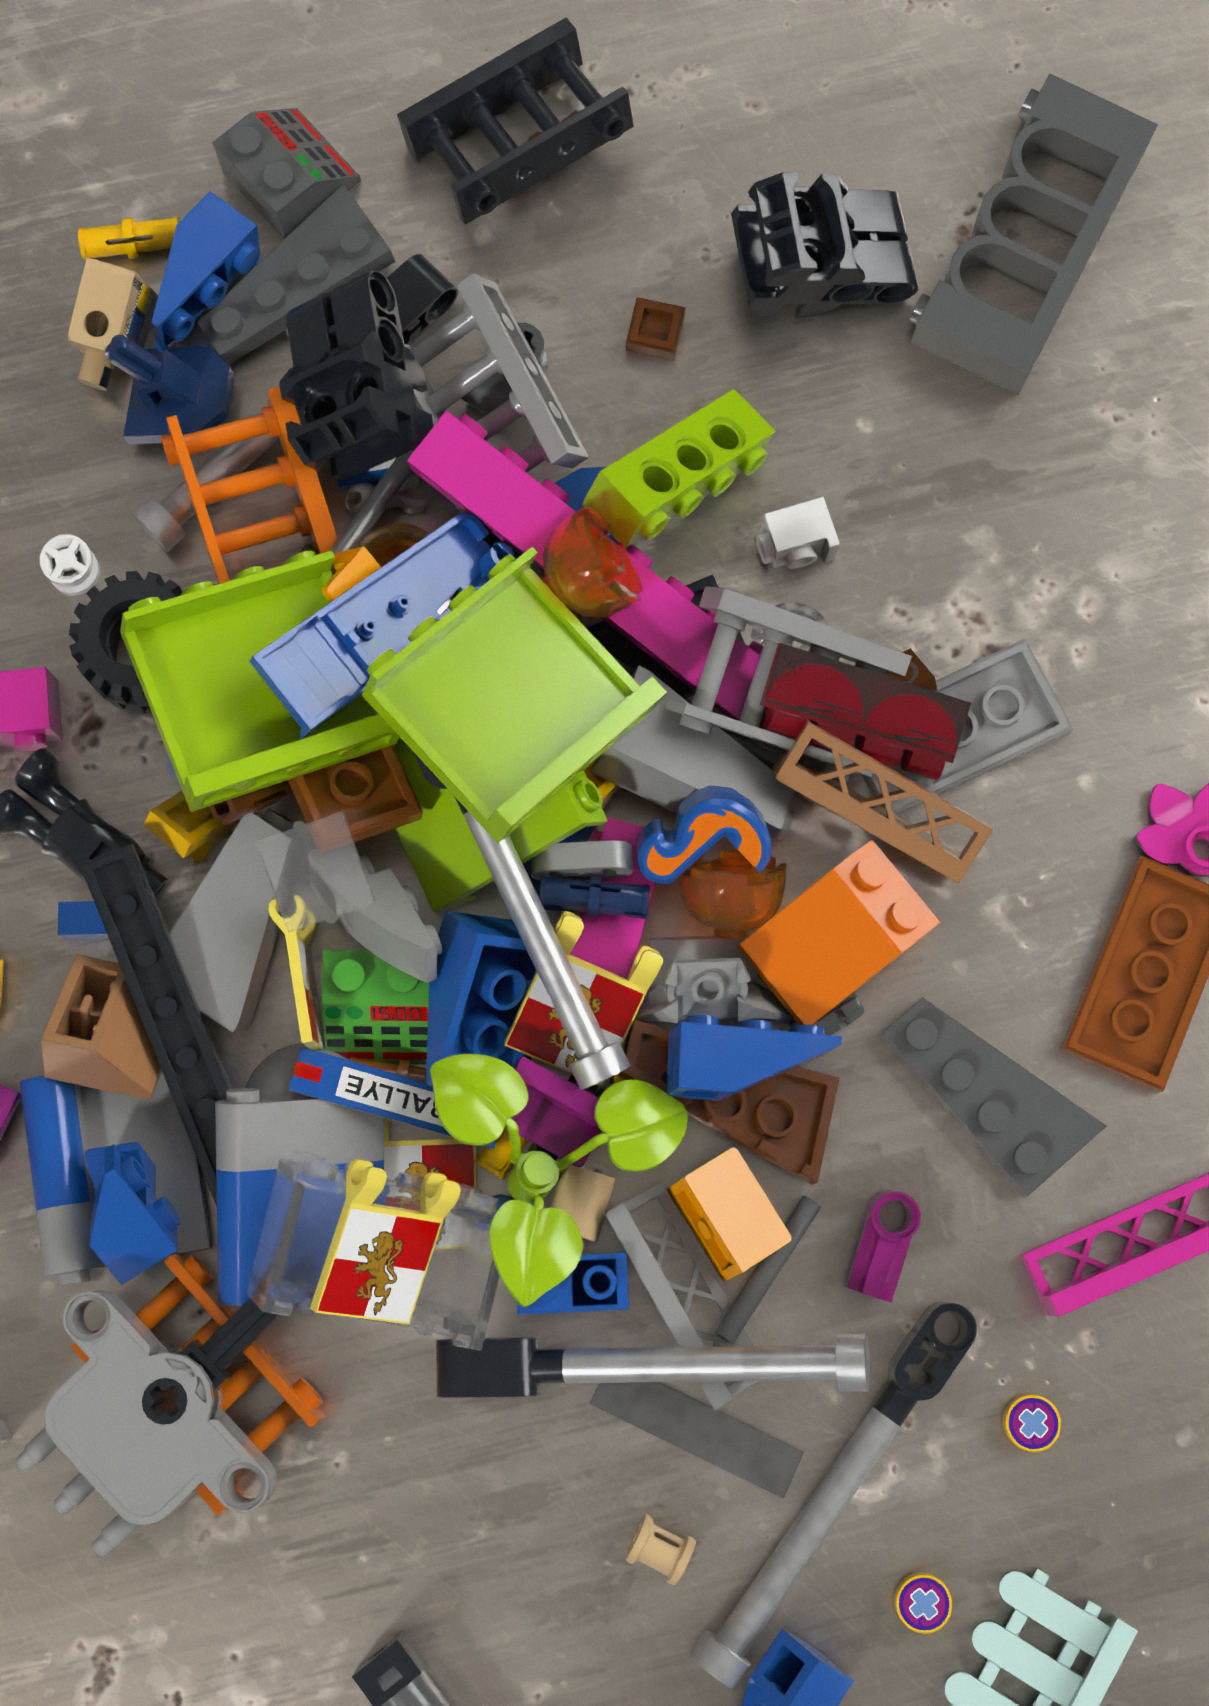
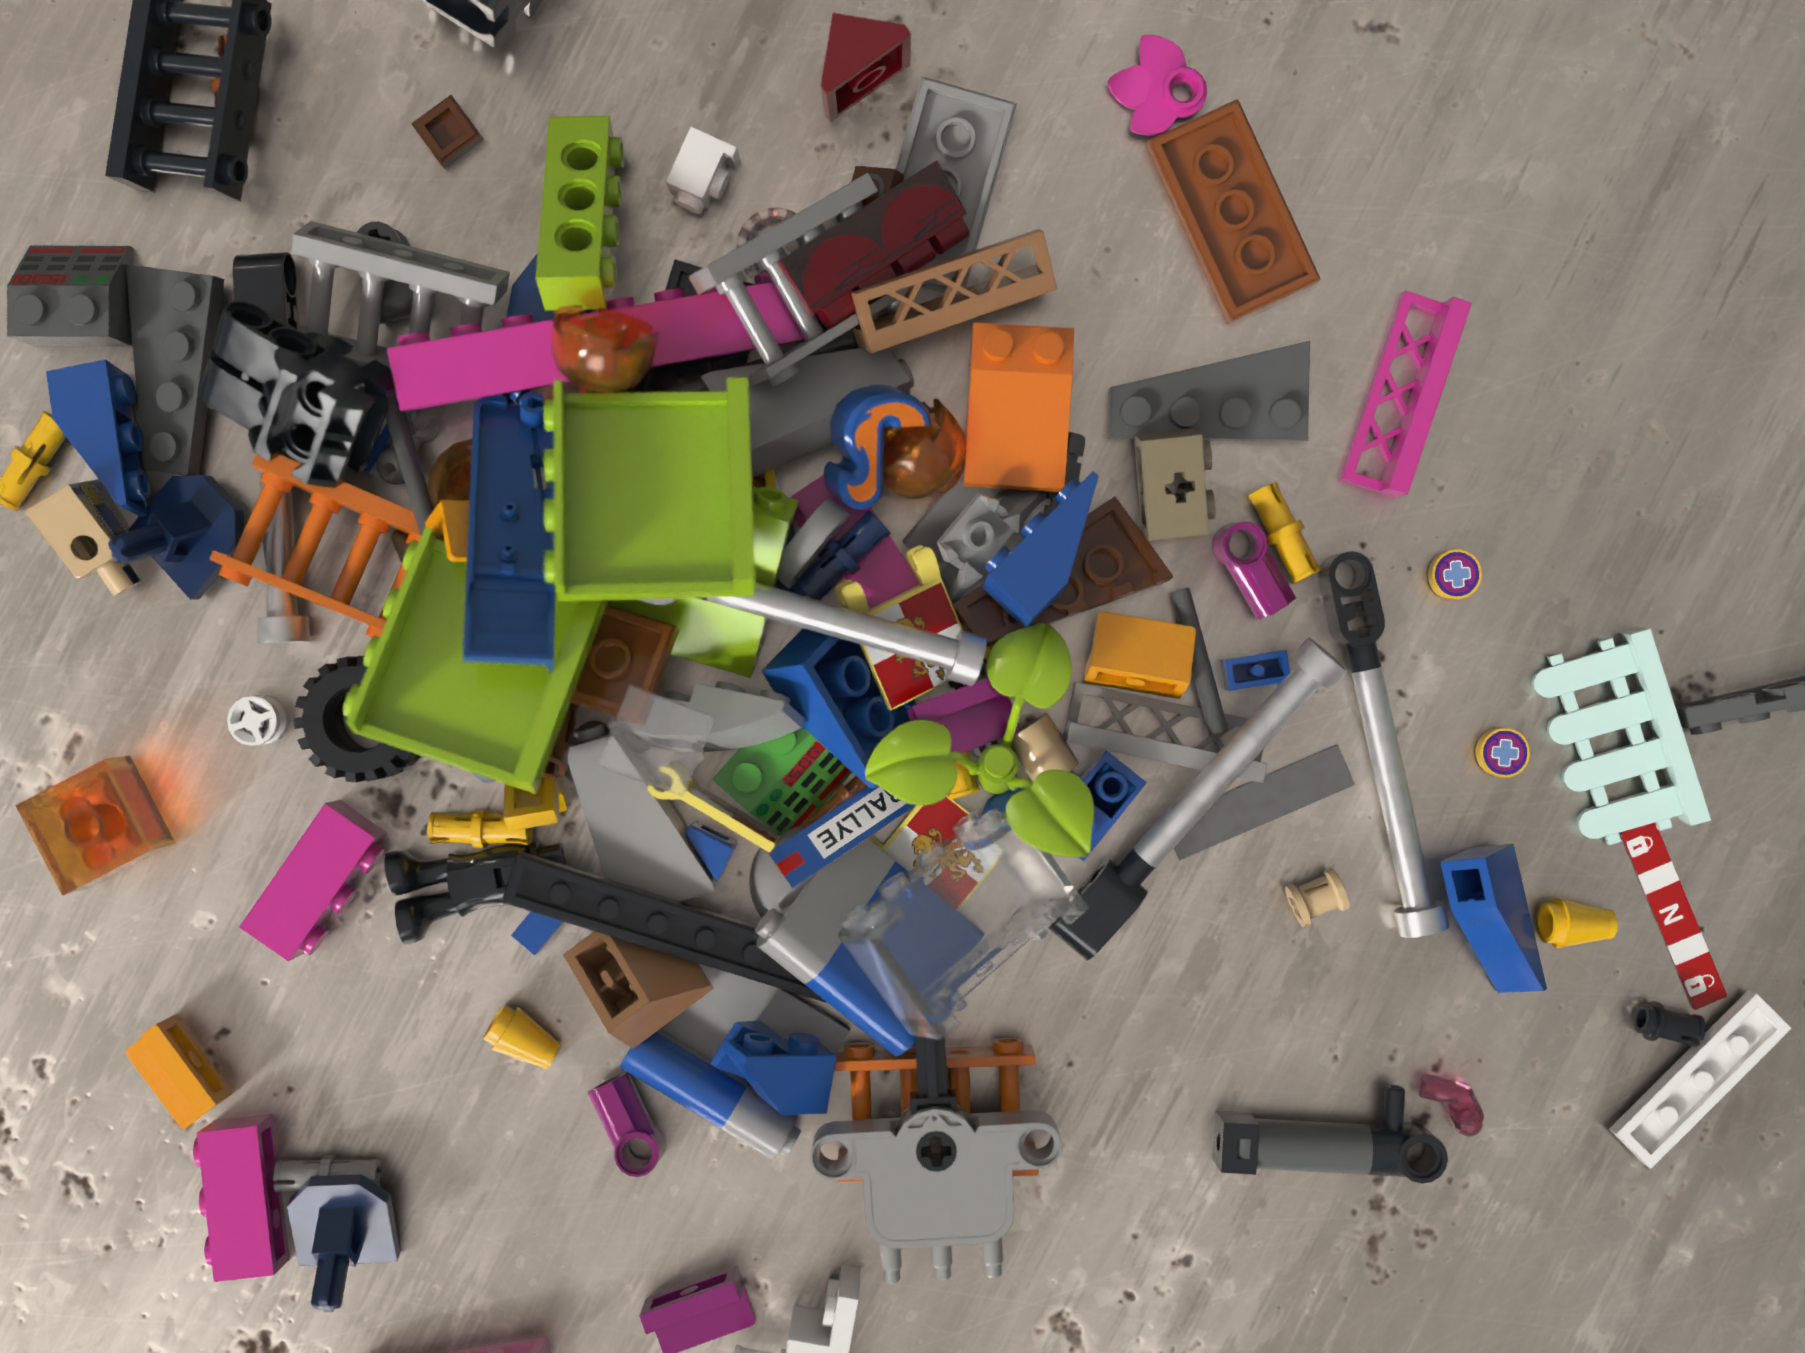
camera: 50 degrees left, 10 degrees up
(124, 803) = (474, 828): none -> yellow pin
(268, 1002) = (712, 847): none -> blue slope
(381, 1249) = (964, 919): flag -> none
(801, 1320) = (1255, 670): none -> blue piece
(861, 1126) = (1157, 459): none -> dark tan brick
(935, 1245) = (1284, 532): none -> yellow pin
(990, 579) = (860, 60): none -> dark red slope

